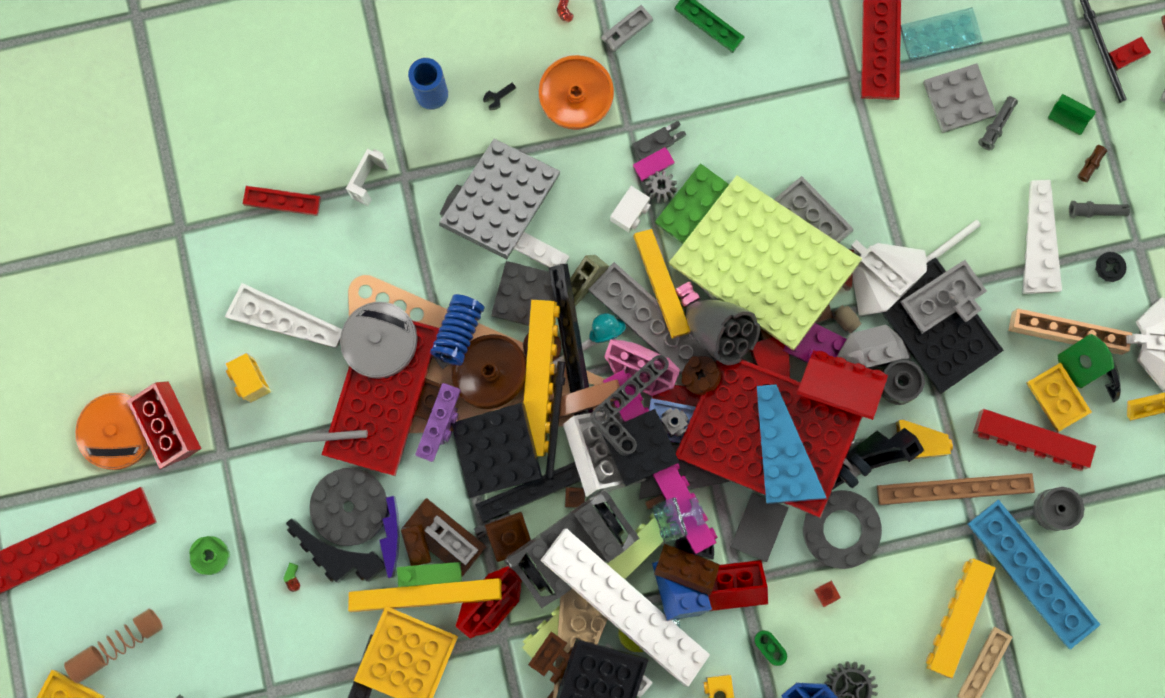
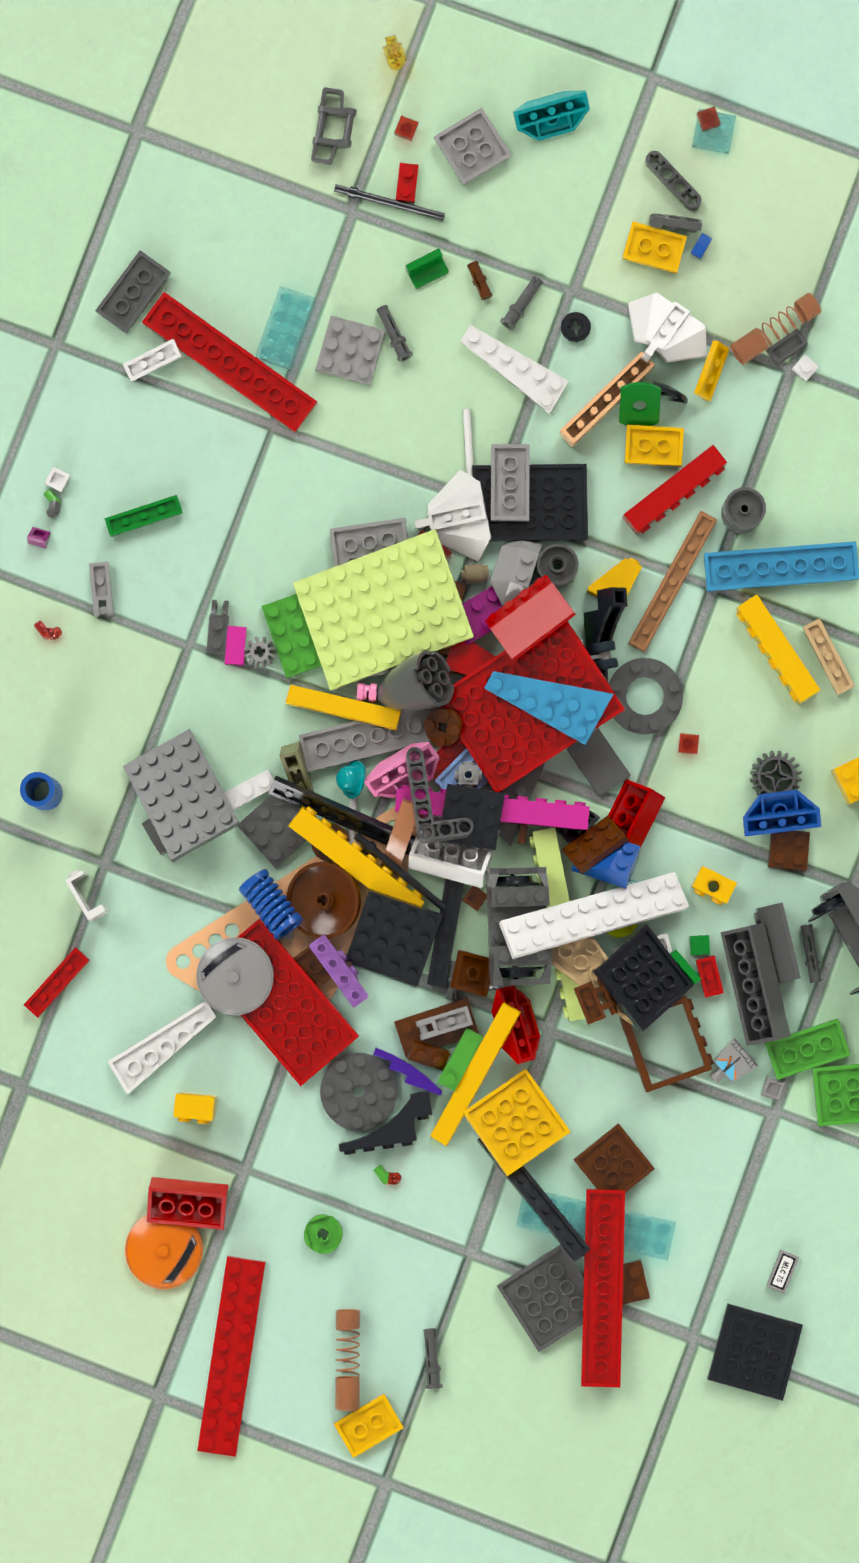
camera: 60 degrees left, 5 degrees up
(328, 436) = (290, 1069): light grey bar -> none
(498, 96) = (87, 737): black bar -> none
(576, 92) = (130, 670): orange dish -> none
(630, 209) = (262, 692): white brick -> none
(671, 520) = (548, 831): clear light blue plate -> none
(770, 648) = (701, 820): green plate -> none
(965, 306) = (531, 471): light grey plate -> none

